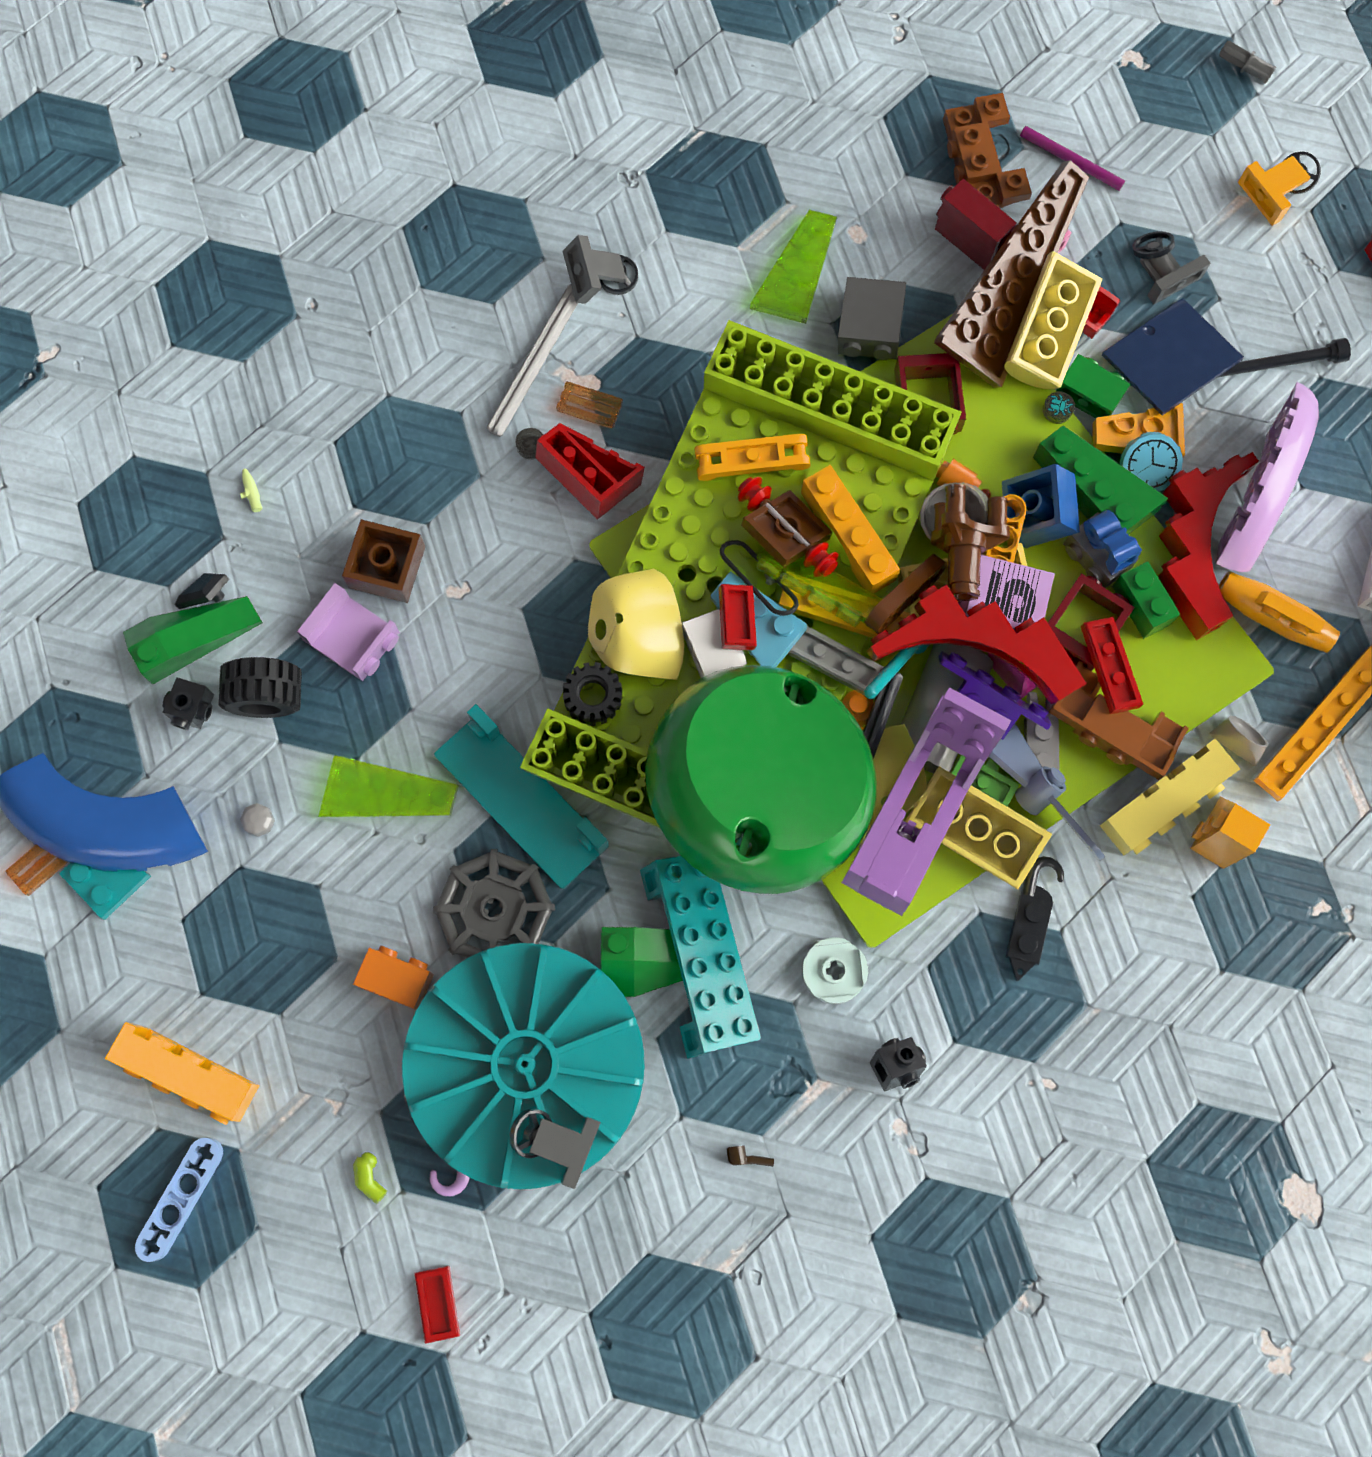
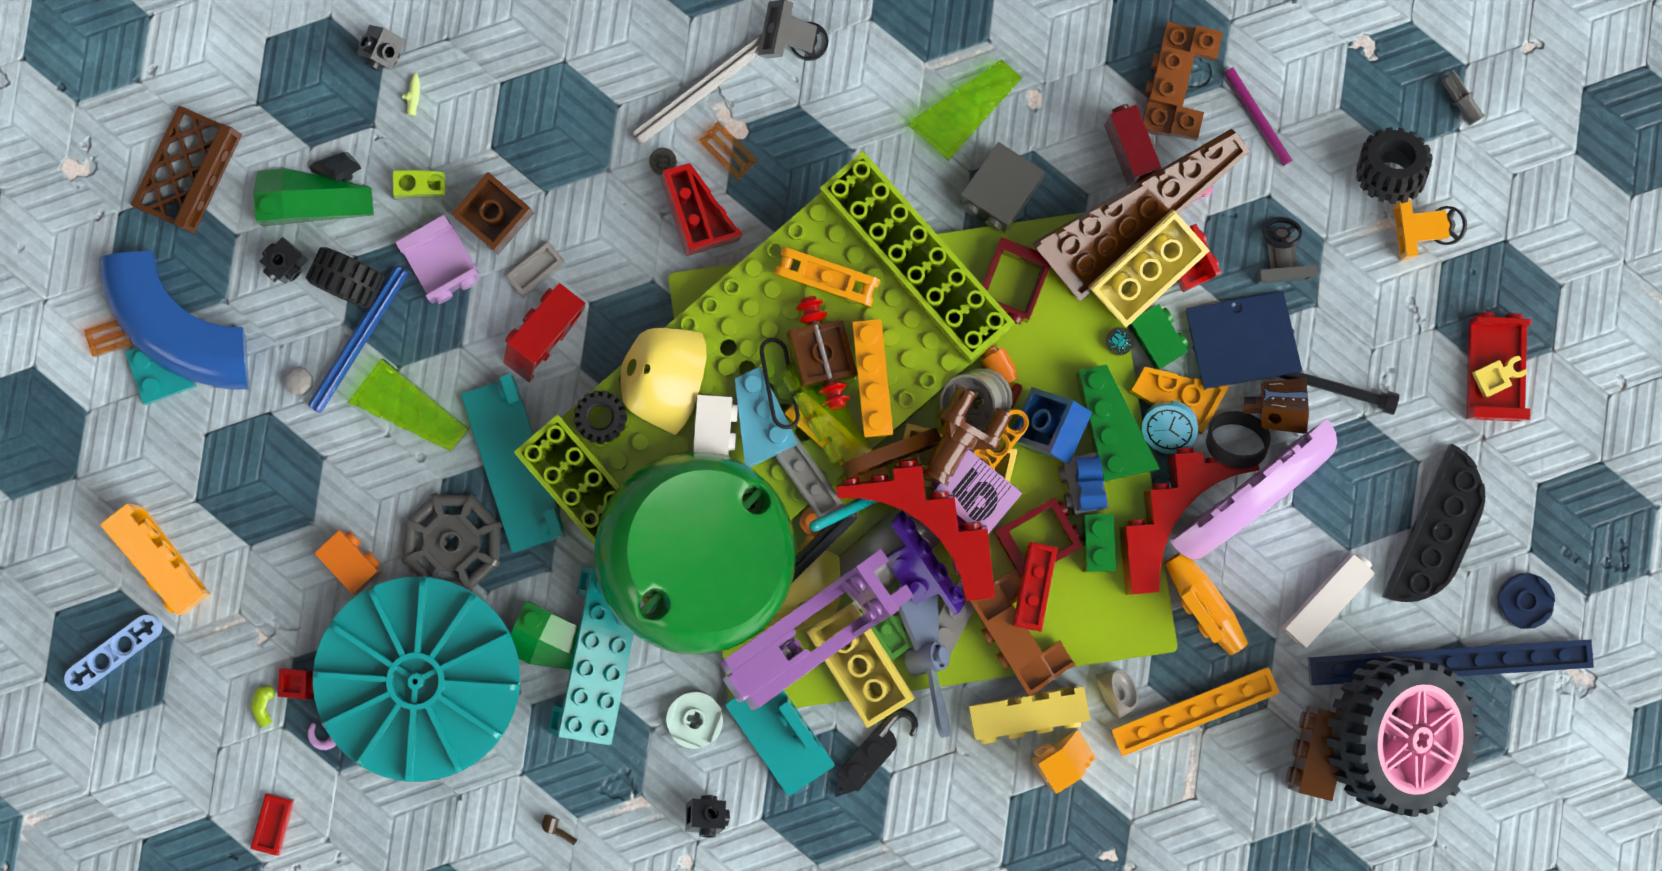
camera: 25 degrees right, 10 degrees up
(71, 666) = (207, 176): none -> reddish brown fence
(197, 456) = (380, 48): none -> black brick
(294, 569) = (418, 184): none -> lime leg
(301, 750) = (358, 339): none -> blue axle
(396, 1135) = (295, 683): none -> red bracket
(452, 600) = (535, 269): none -> light grey tile
(487, 653) = (542, 330): none -> red wedge
(555, 1143) = (409, 753): dark grey piece -> none
(737, 617) = (743, 411): red tile -> none
(934, 945) = (783, 741): none -> teal bracket
(1222, 460) = (1230, 459): none -> black tyre
(1224, 137) = (1396, 148): none -> black tyre
(1246, 393) = (1281, 405): none -> reddish brown torso

